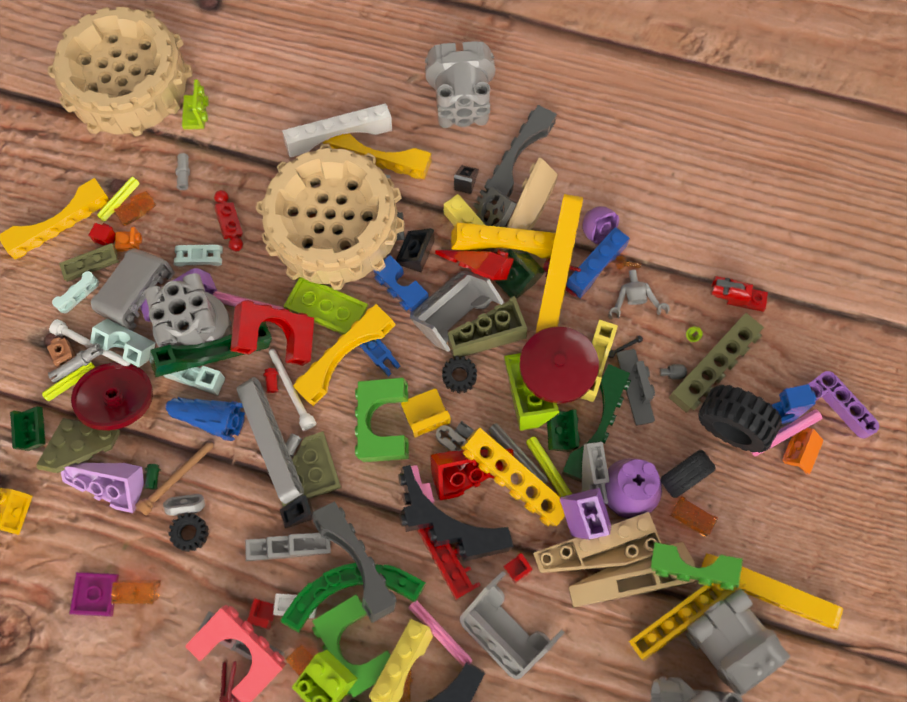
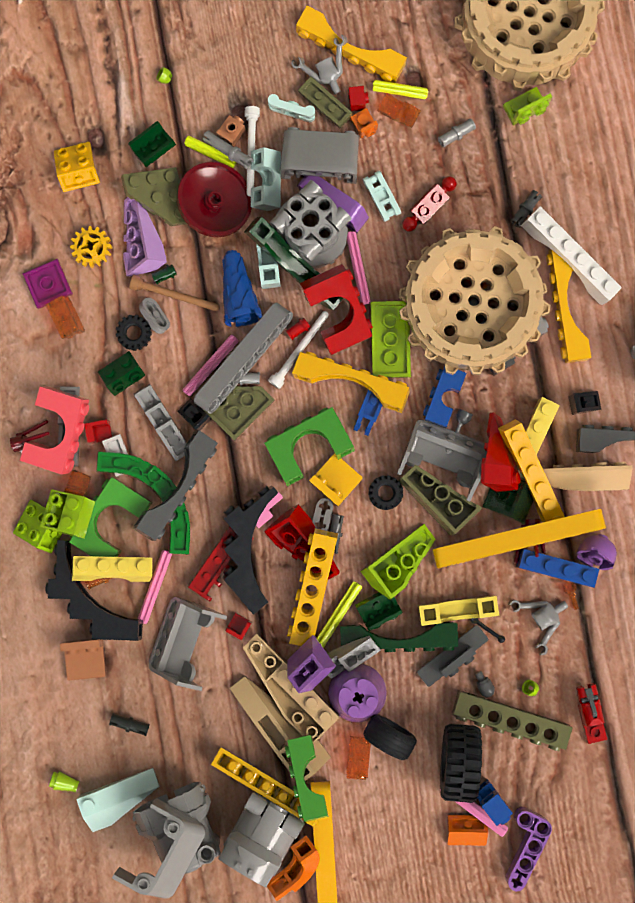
camera: 65 degrees right, 15 degrees up
(62, 247) = (327, 69): none -> light grey piece
(81, 524) = (98, 244): none -> yellow gear
(219, 563) = (121, 373): none -> dark green bracket
(260, 476) = (210, 365): none -> bright pink axle
(278, 148) = (526, 208): none -> dark grey pin
(416, 249) = (487, 391): black slope -> none
(427, 278) = (463, 418): none -> dark grey hinge
(485, 204) = (564, 433): dark grey piece -> none
(508, 443) = (338, 580): light grey axle -> none
(559, 364) = (434, 579): dark red dish -> none
(779, 619) = (298, 871): none -> orange arch

